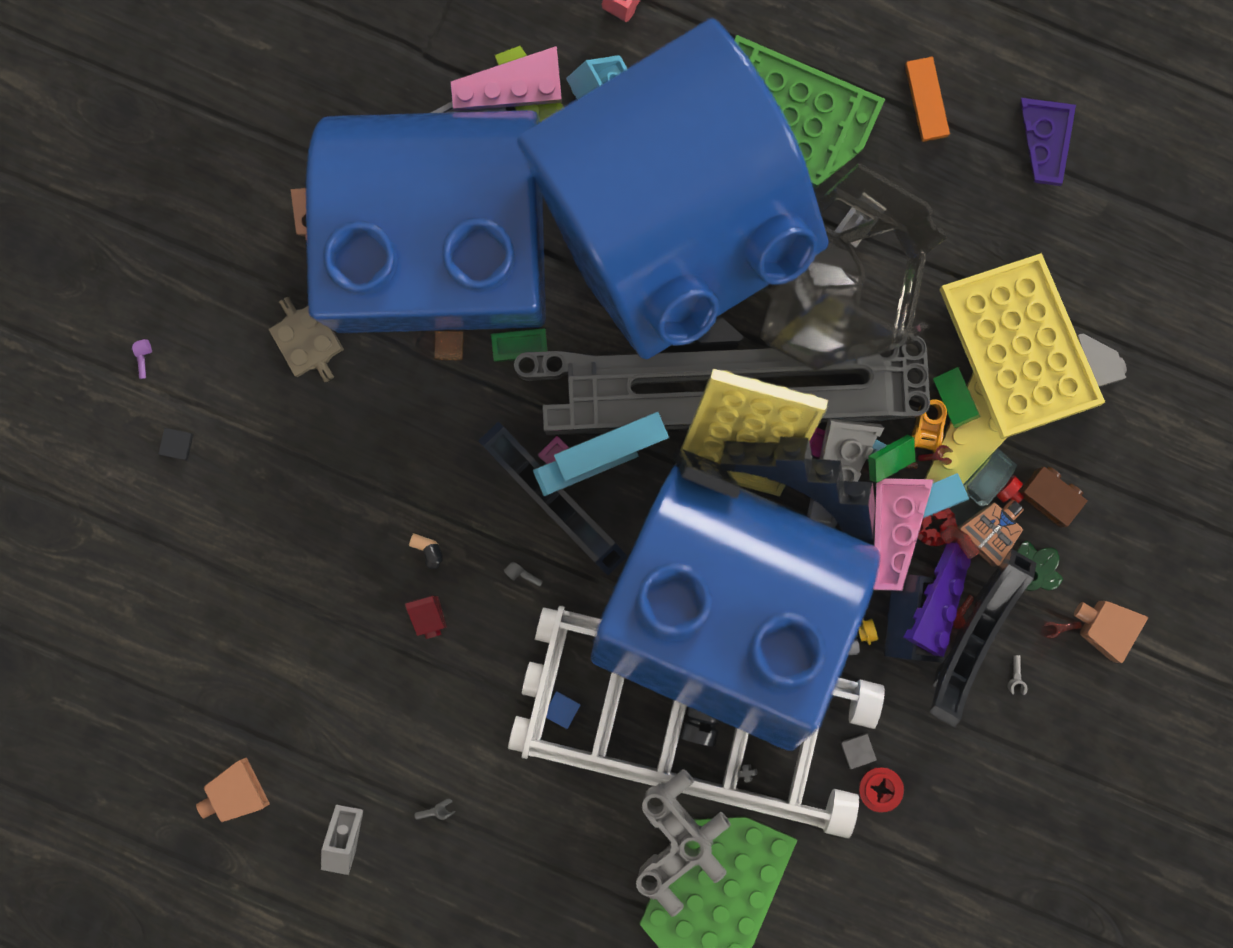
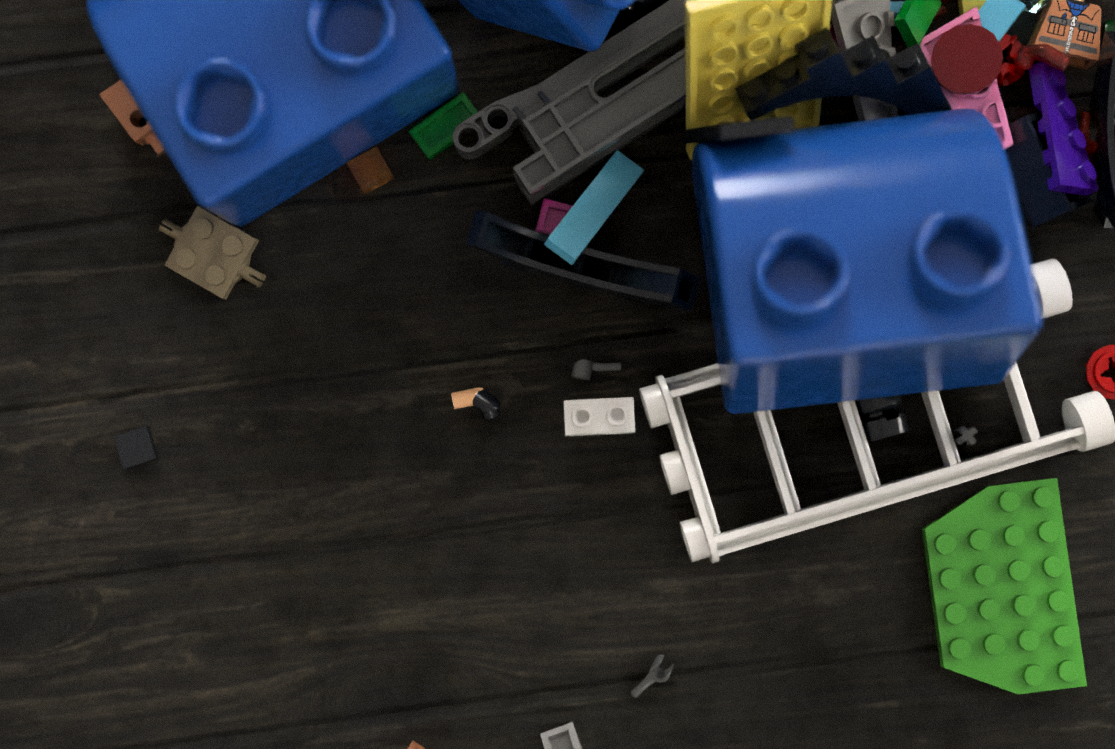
camera: 25 degrees left, 0 degrees up
(140, 349) = (36, 367): medium lavender hand -> none
(426, 616) = (520, 472): dark red slope -> none
(504, 610) = (599, 416): none -> white brick
(562, 710) = (724, 487): blue tile -> none
(611, 446) = (613, 167): medium azure tile -> none
(679, 829) = (944, 571): light grey pin -> none
(858, 751) = (1064, 346): flat silver tile -> none
(903, 512) = (966, 59): none -> dark red tile

